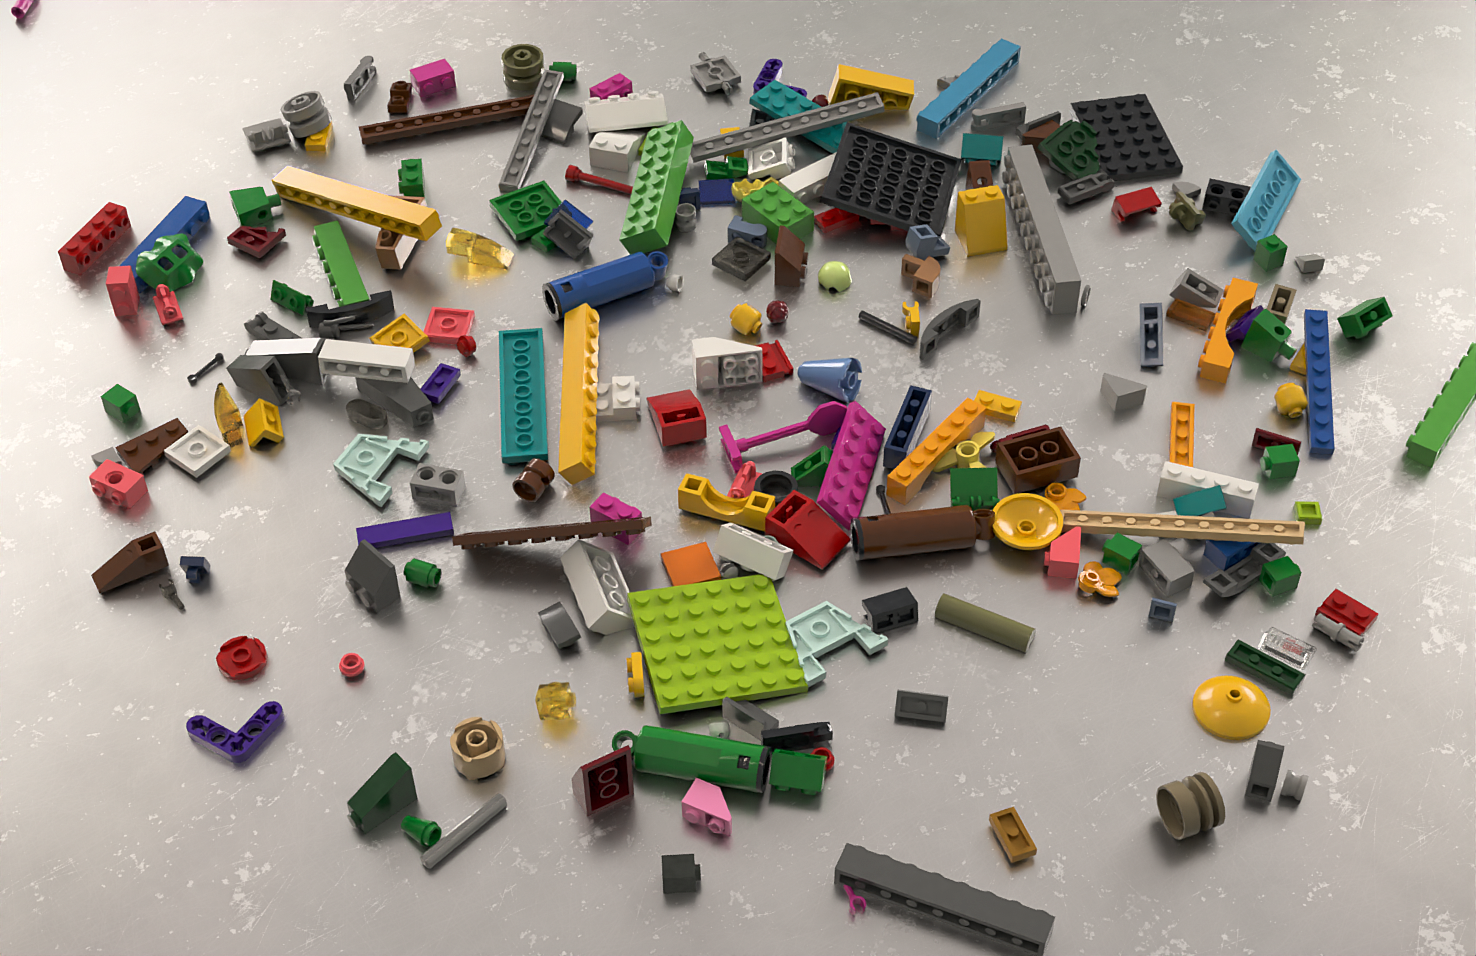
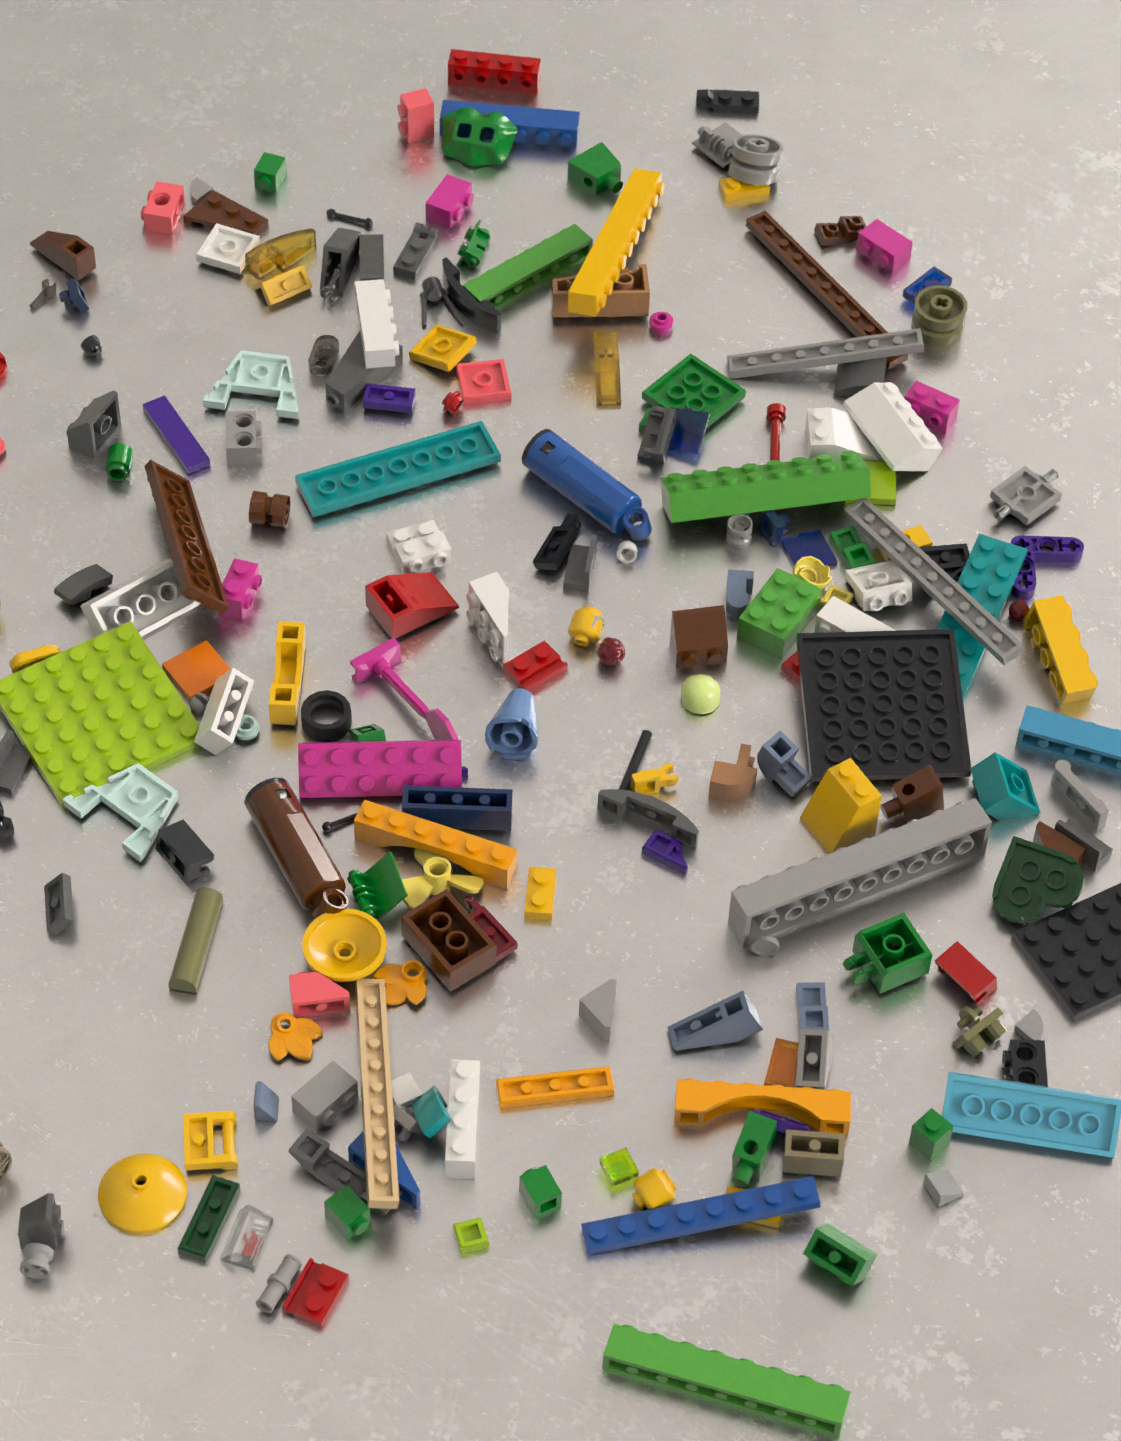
camera: 70 degrees right, 5 degrees up
(167, 305) = (421, 160): coral hinge -> none
(219, 120) = (729, 100): none -> black hinge
(232, 298) = (449, 201): none -> dark pink brick
(255, 240) = (548, 190): dark red wing -> none
(263, 570) = (92, 345): none -> black hinge
(359, 78) = (854, 186): hinge -> none
(411, 178) = (692, 282): green brick -> none
(444, 211) = (661, 322): none -> dark pink plate
(486, 69) = (930, 278): none -> clear blue plate
(569, 70) = (955, 354): green brick -> none
(579, 395) = (410, 510): yellow brick -> none
(652, 317) = (557, 544): none -> black hinge
(679, 308) = (580, 566): none -> dark grey panel
(741, 258) = (690, 593): clear smoke plate -> none
(744, 481) = (318, 682): coral hinge -> none
(806, 530) = (271, 747): red slope -> none
(977, 329) = (666, 851): none -> dark purple tile
(1085, 187) = (980, 914): dark grey hinge -> none
(1114, 232) = (889, 954): none -> green hinge
(1121, 553) = (333, 1045): green brick -> none
(1151, 289) = (812, 1006): none -> sand blue slope
(1192, 651) = (200, 1140): none -> yellow plate
(1264, 415) = (619, 1167): none -> clear neon green plate
(1267, 439) = (577, 1186): dark red slope -> none

